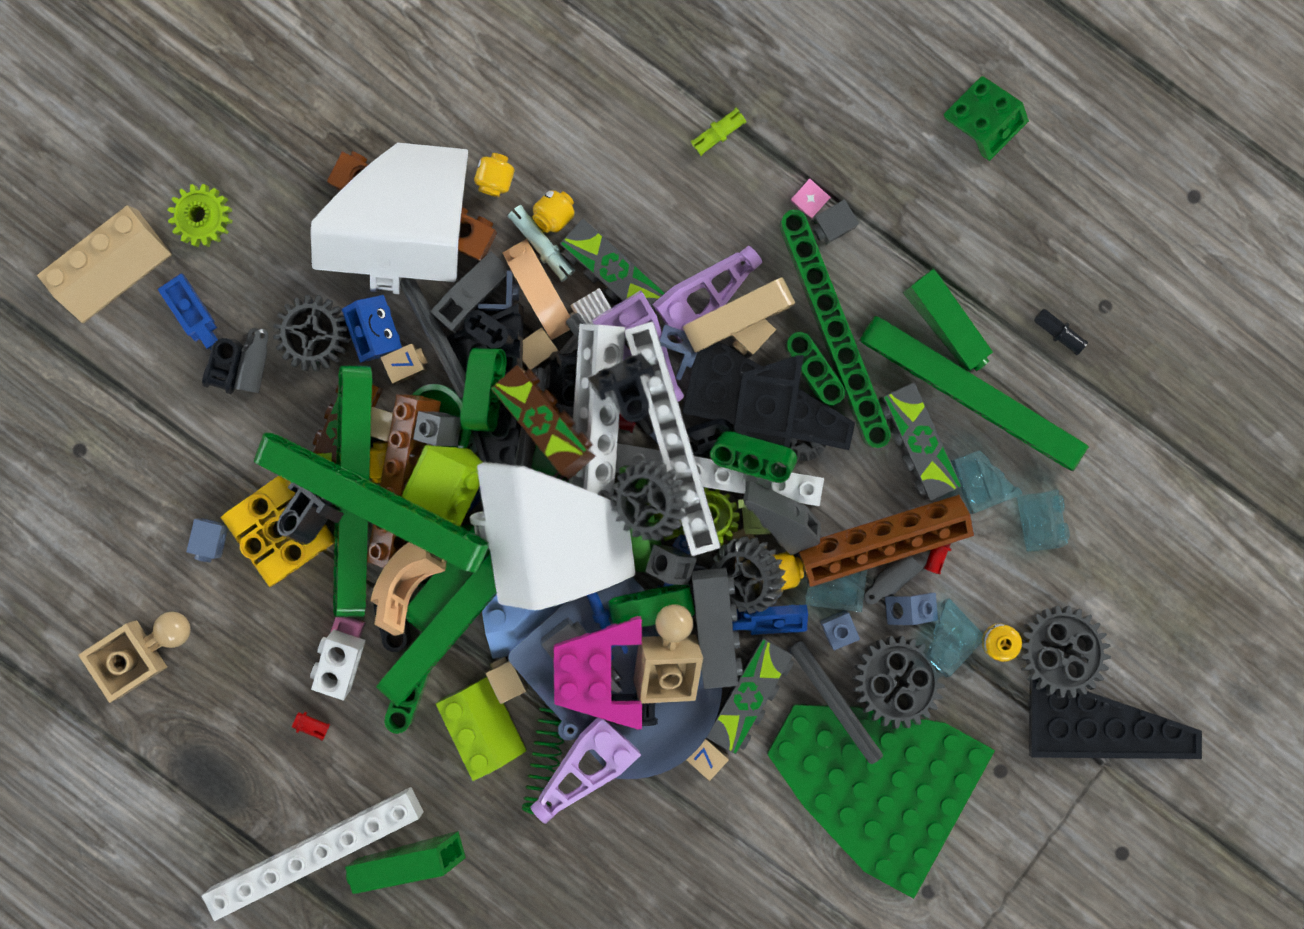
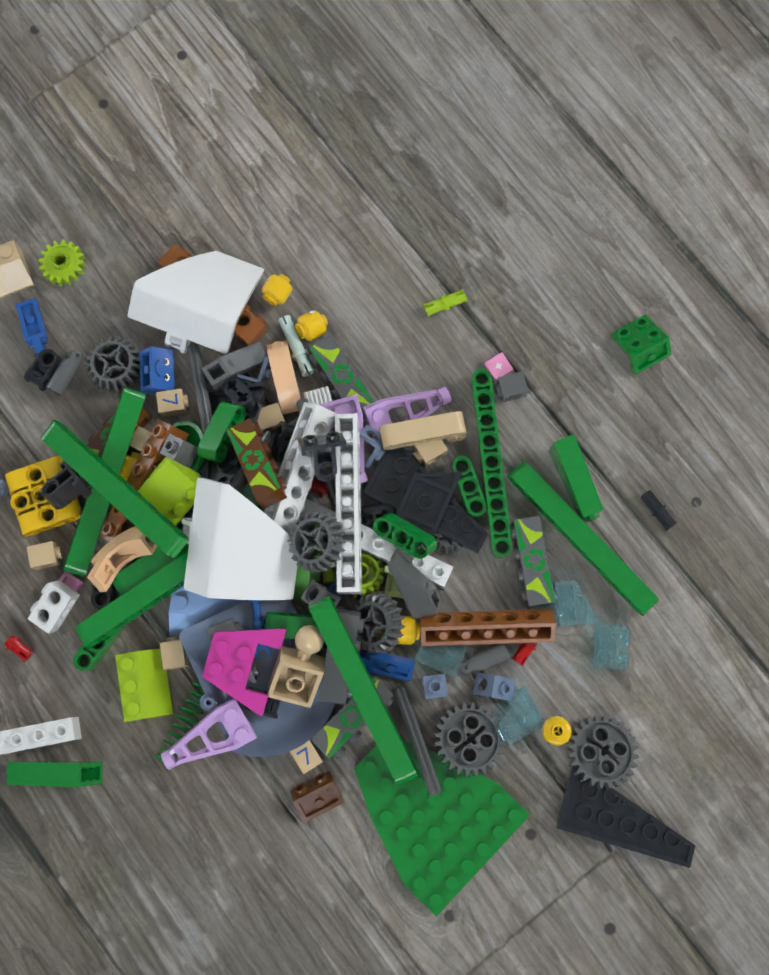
camera: 20 degrees right, 10 degrees down
(305, 603) = (45, 555): none -> tan brick
(731, 800) = (316, 796): none -> reddish brown bracket
(755, 663) = (363, 690): none -> green beam

